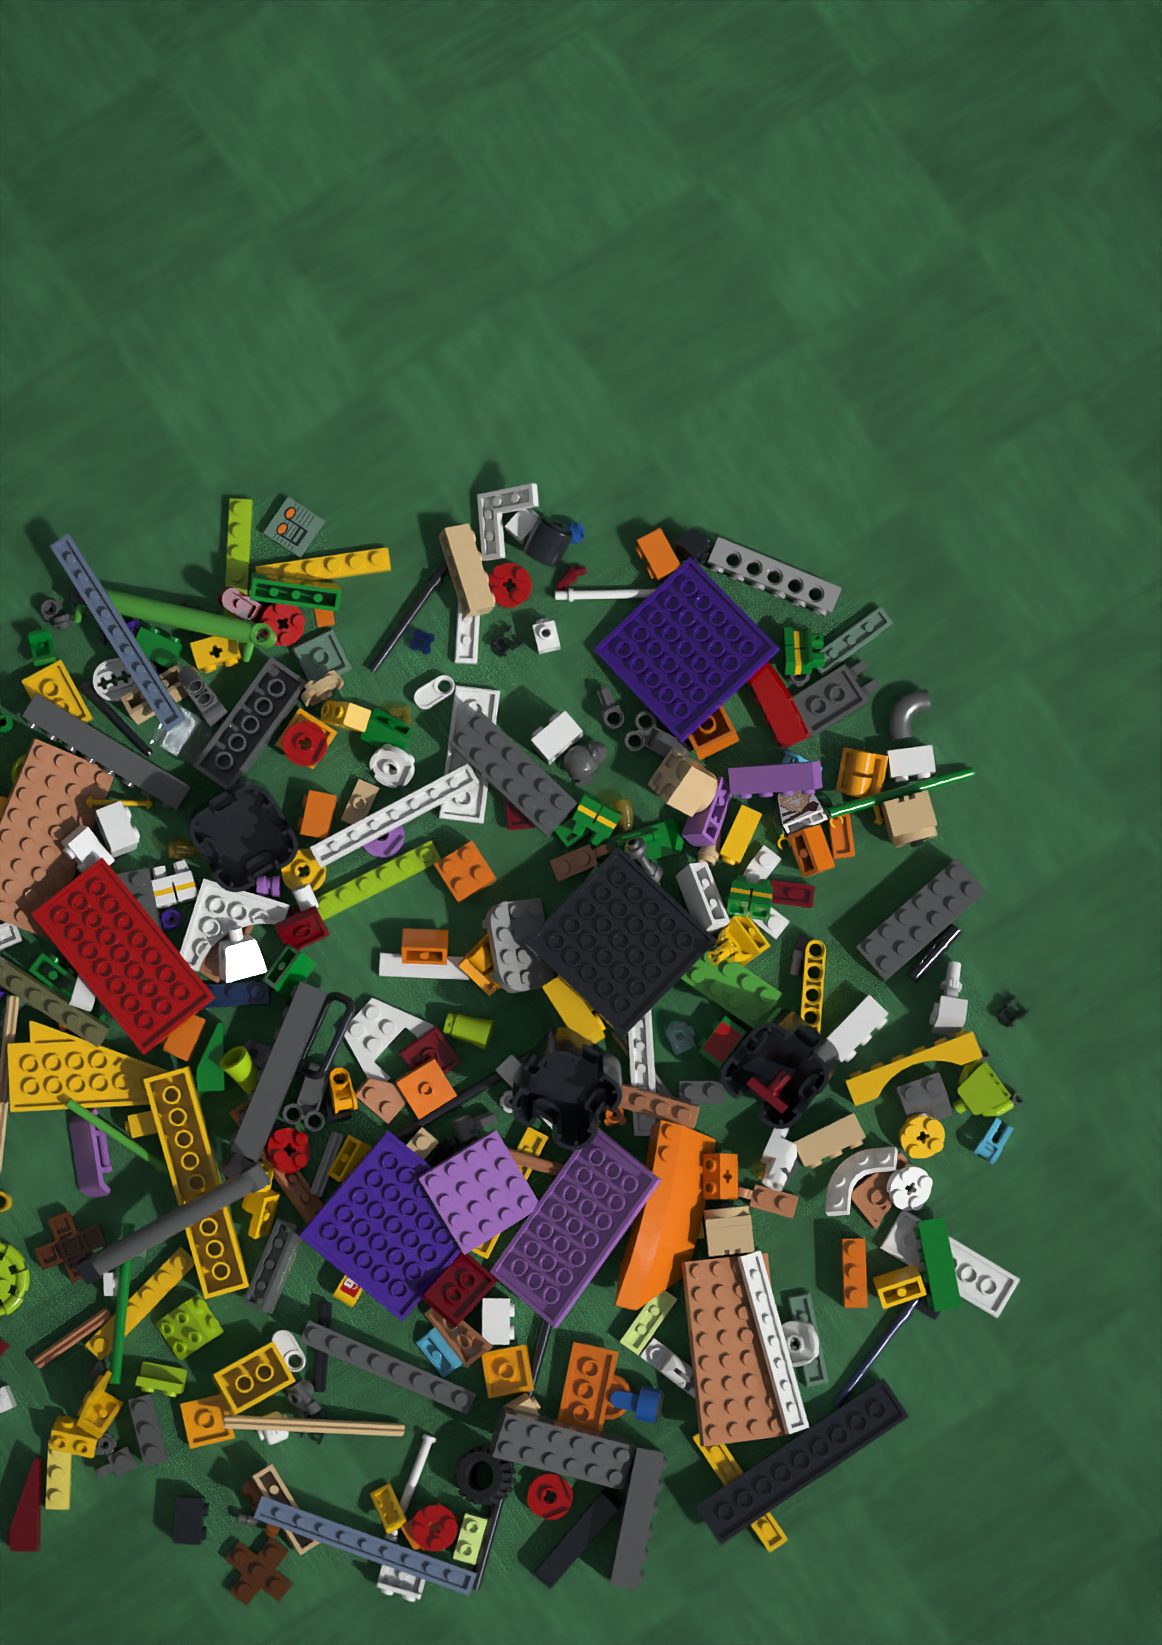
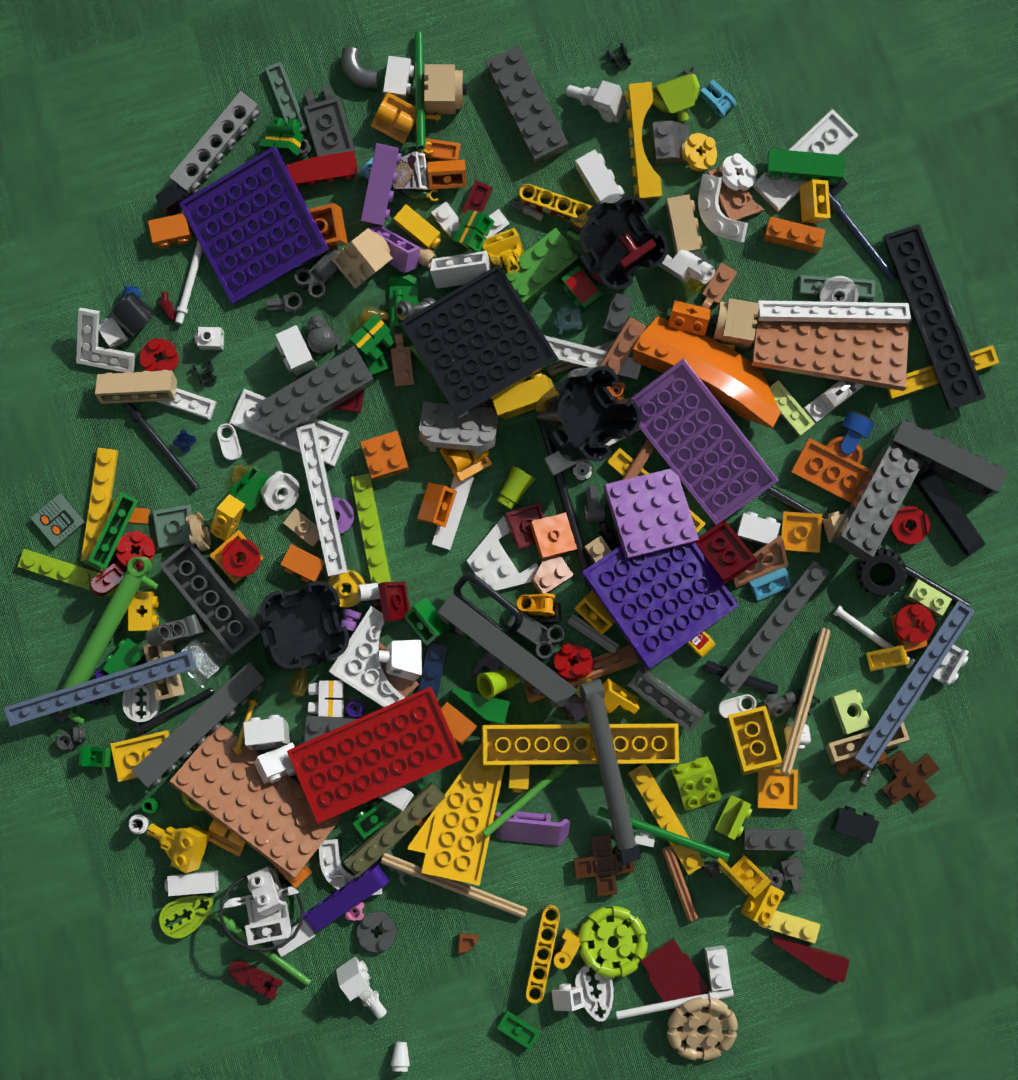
camera: 75 degrees left, 0 degrees up
(303, 1484) = (841, 703): none -> yellowish green brick
(934, 952) = (555, 103): black pin -> none

